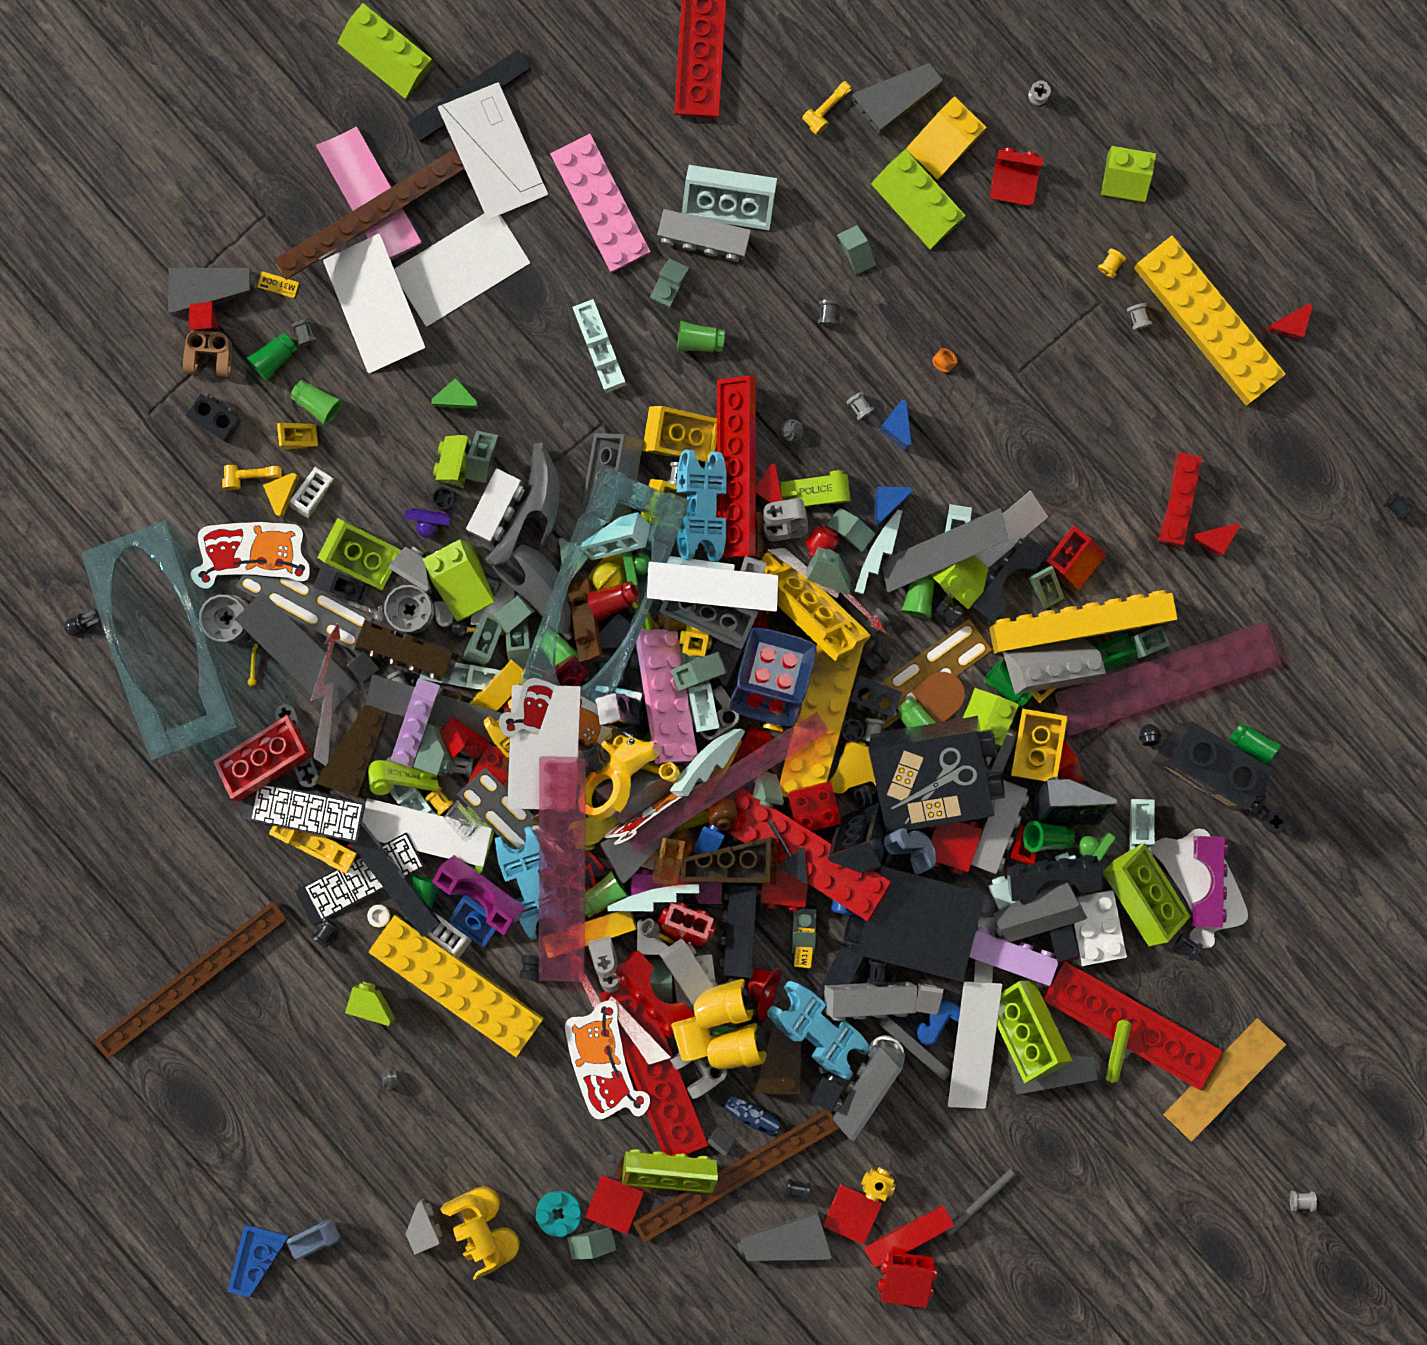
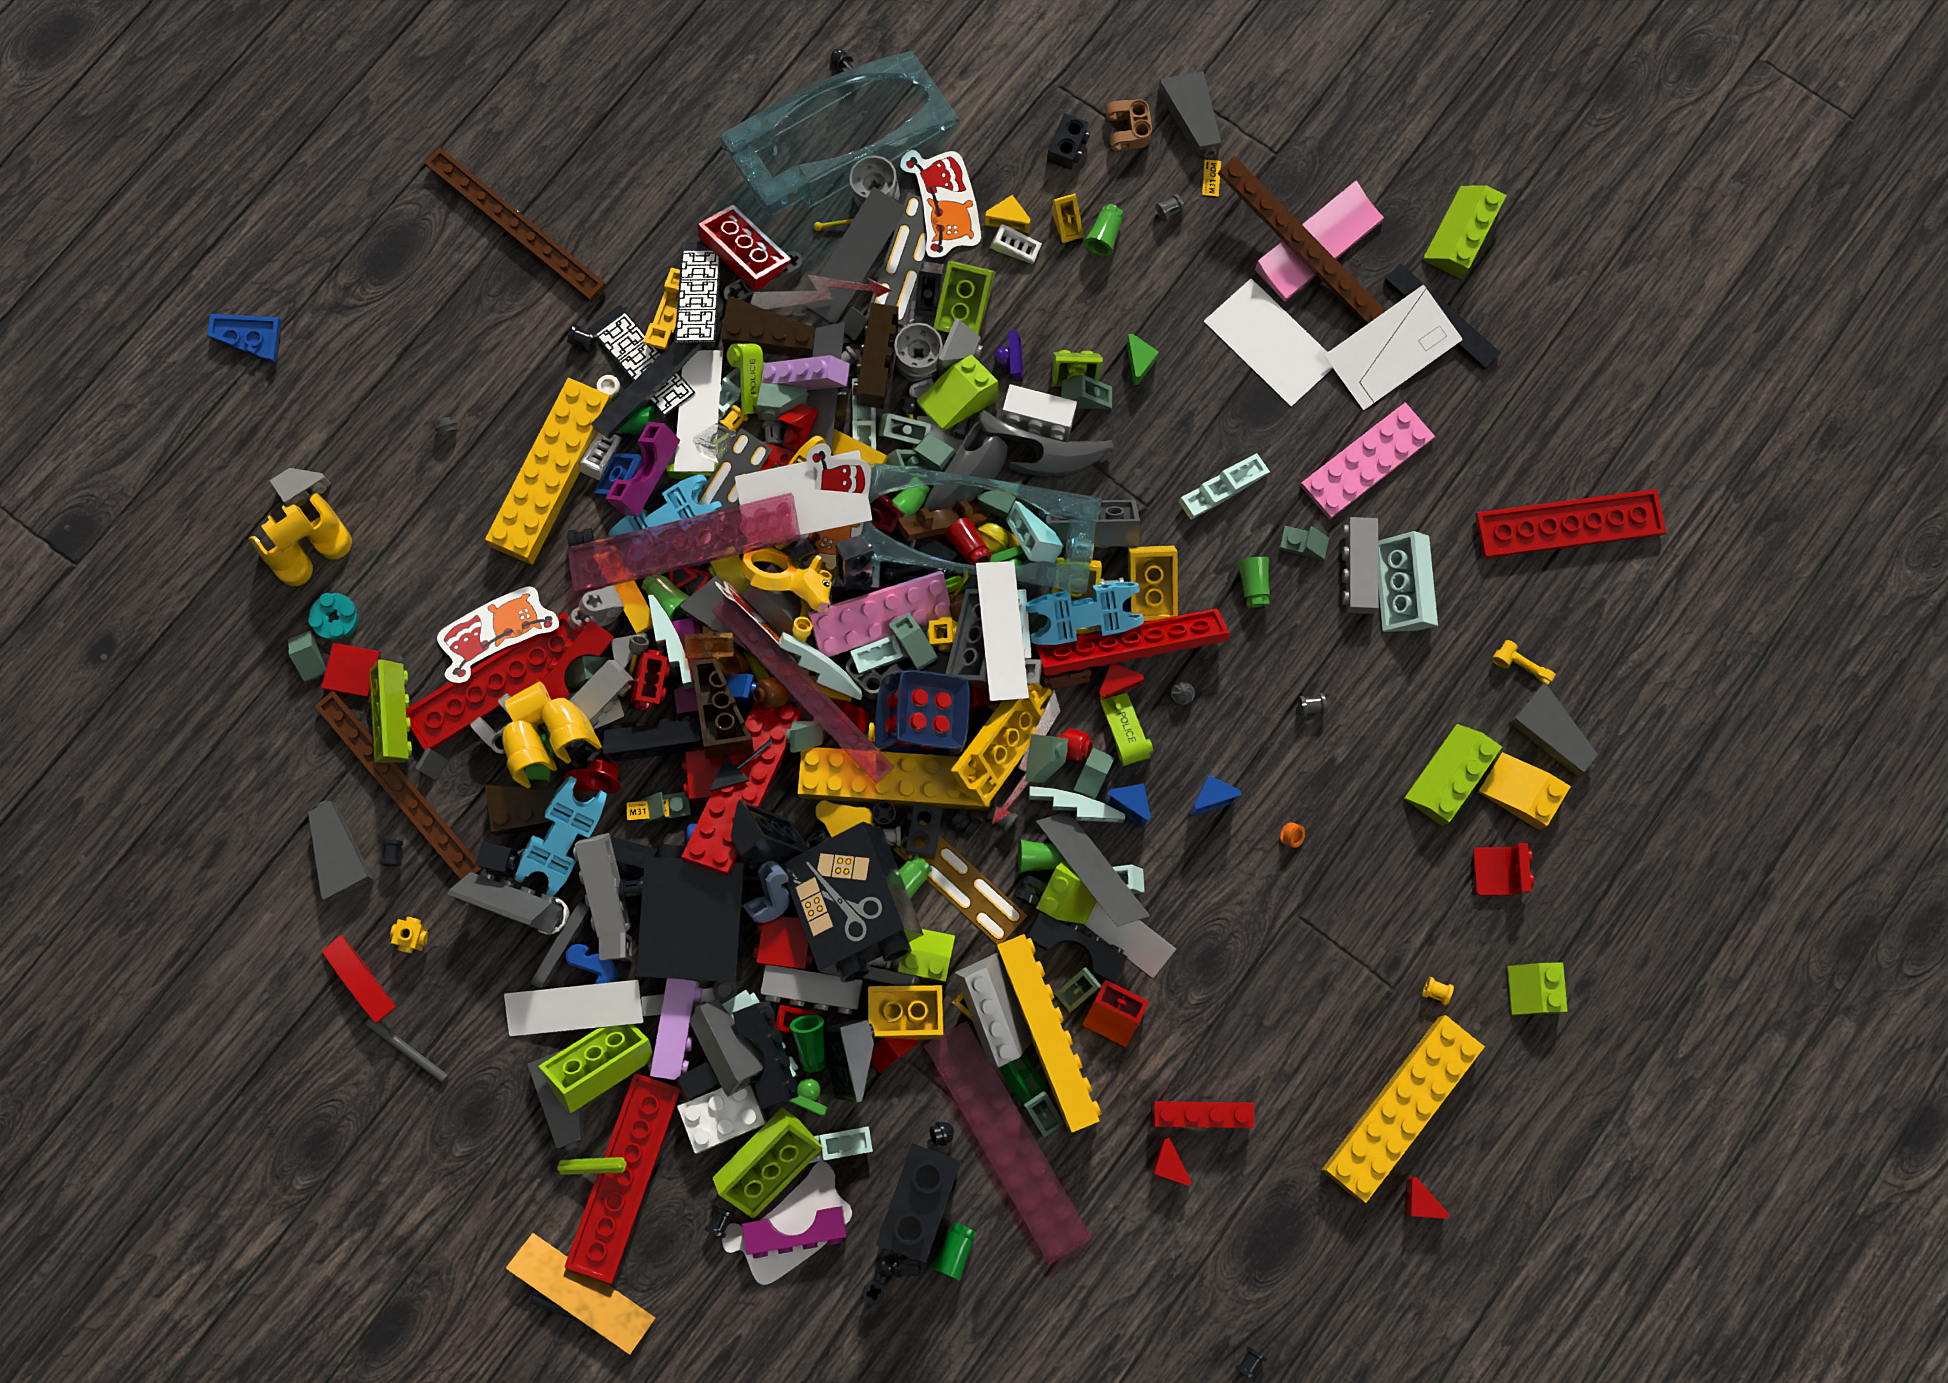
camera: 75 degrees right, 10 degrees down
(202, 317) = (1162, 110): red slope -> none
(233, 476) = (1016, 170): yellow brick -> none
(272, 356) = (1140, 182): green plant -> none
(314, 1239) = (273, 384): sand blue animal -> none
(369, 1004) = (515, 390): lime slope -> none
(374, 303) = (1214, 264): white sticker -> none
(440, 498) = (1038, 362): black wheel -> none
(645, 1043) = (521, 664): white sticker -> none
(752, 1116) = (462, 790): dark blue hinge -> none
(792, 520) = (1092, 704): light grey piece -> none
(815, 806) = (795, 788): red bracket -> none
(851, 1214) = (374, 914): red tile -> none
(857, 249) = (1384, 722): sand green slope -> none
(860, 406) = (1224, 756): light grey bush -> none
(907, 1279) = (310, 984): red brick -> none
(940, 695) = (939, 899): dark orange tile -> none
(1000, 680) = (966, 956): green plant -> none
(1045, 91) = (1600, 871): light grey bush -> none
(1139, 316) = (1388, 1031): light grey bush -> none

